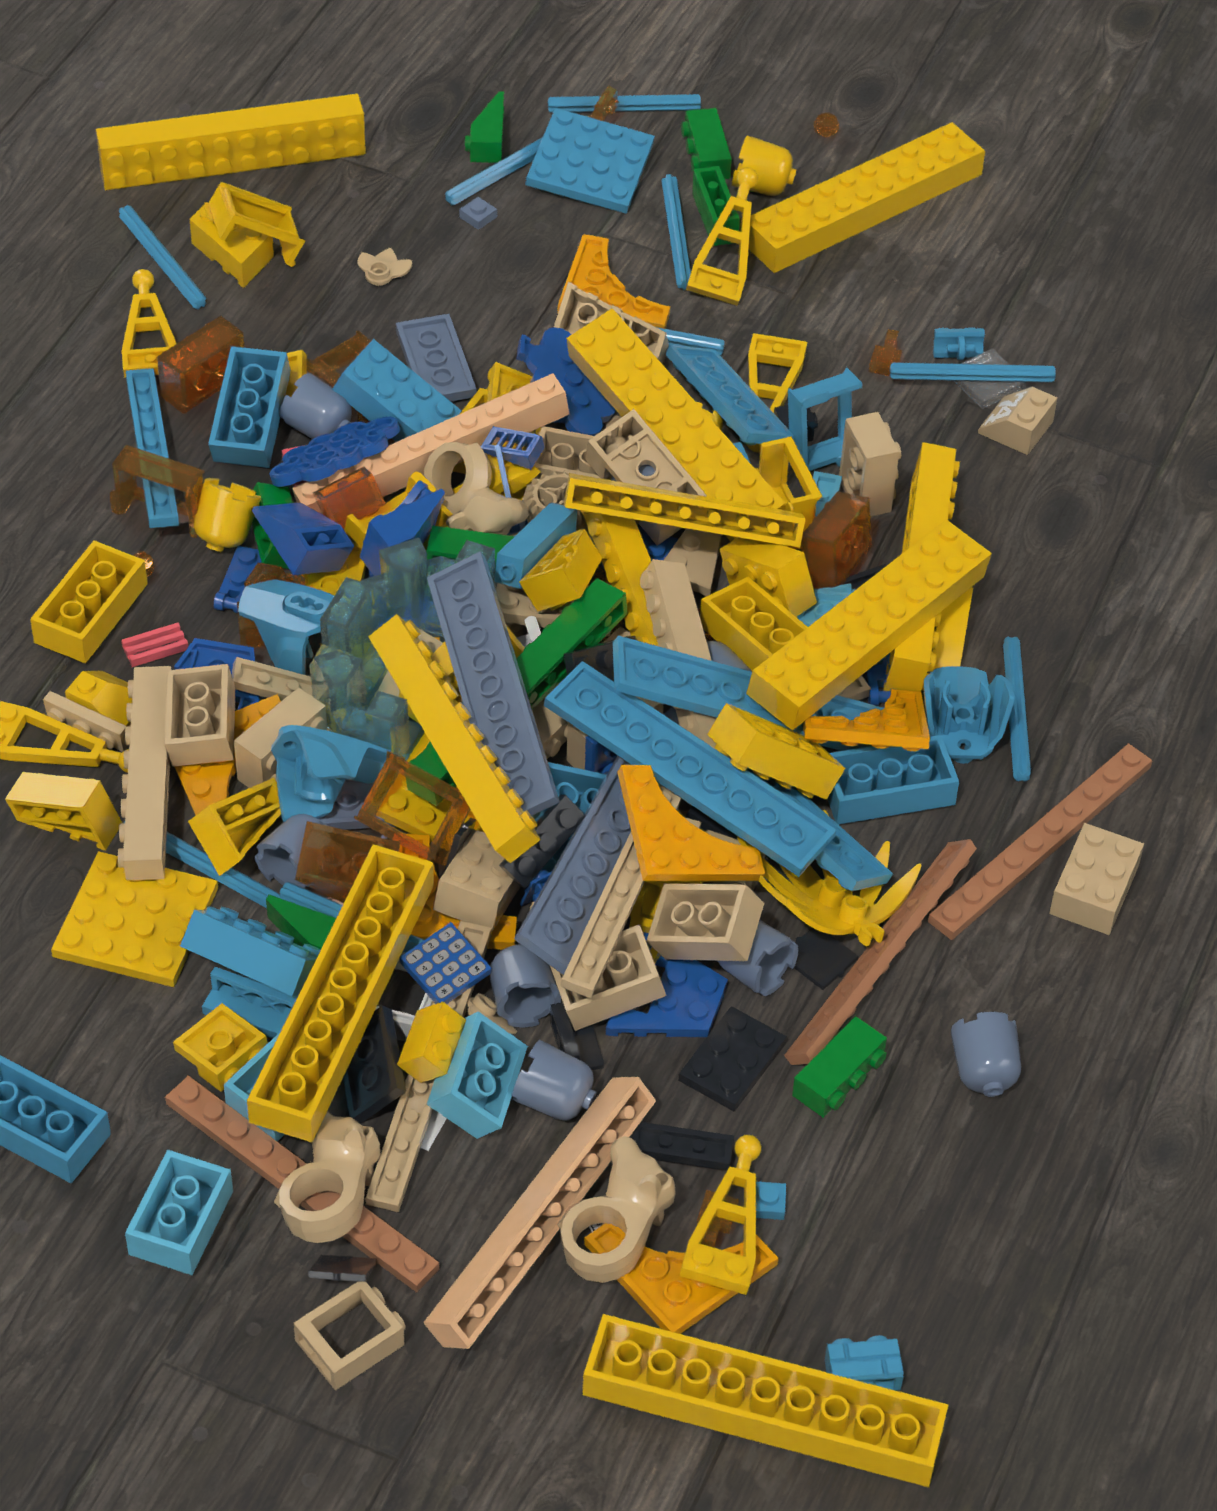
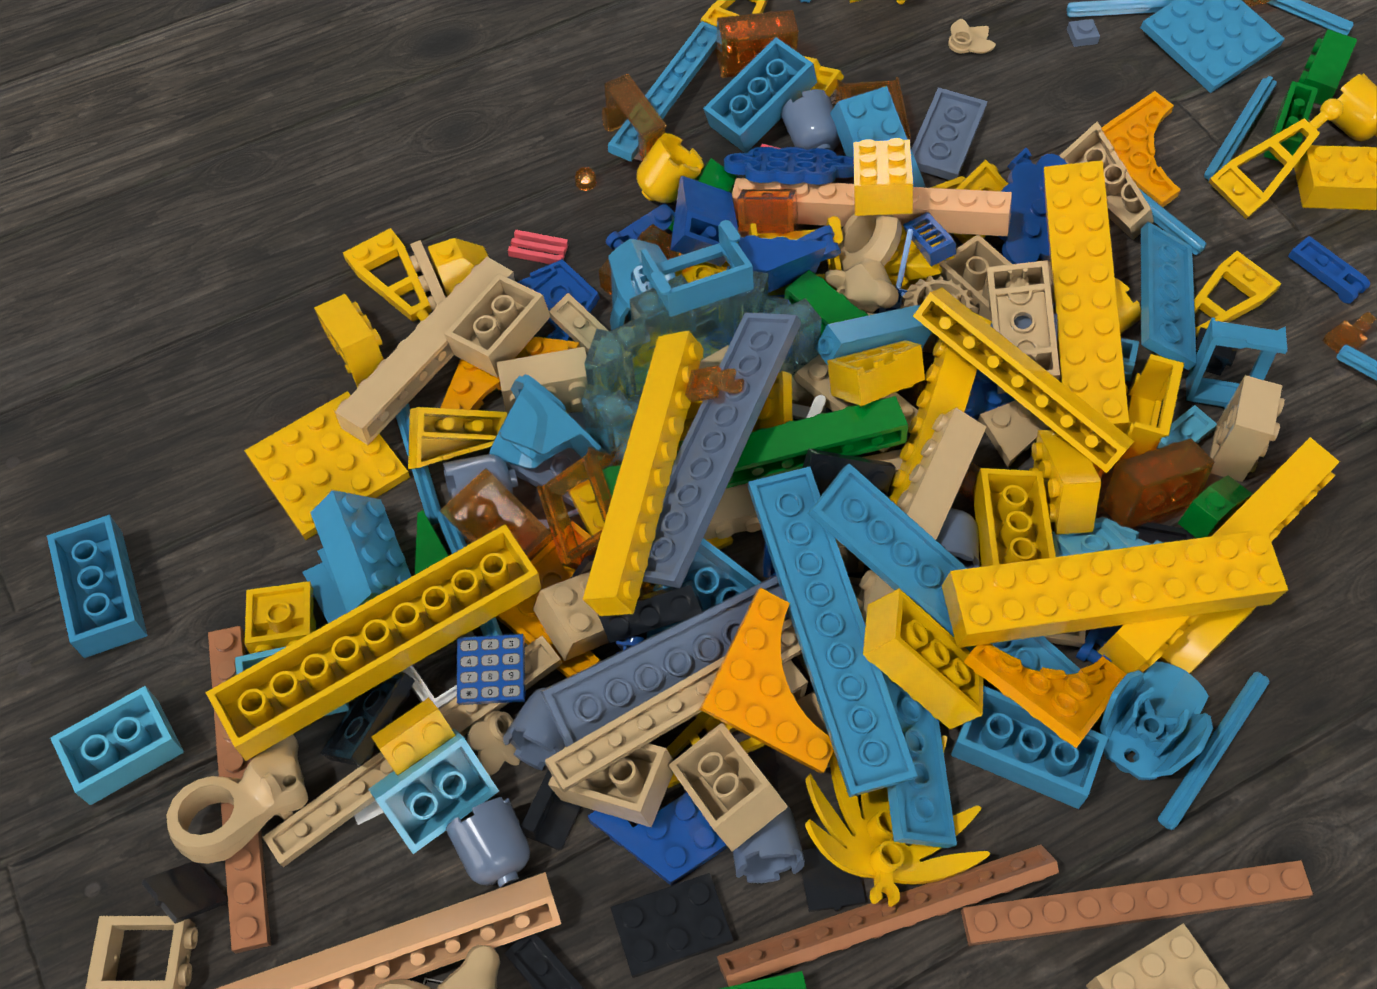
camera: 40 degrees right, 10 degrees up
(89, 601) = (514, 185): yellow brick -> none
(374, 532) = (707, 289): none -> dark azure piece
(438, 415) = (883, 177): none -> yellow brick
(450, 642) = (708, 381): none -> clear orange plate
(834, 311) = (1330, 269): none -> blue plate
(887, 538) = (1214, 507): none -> green slope

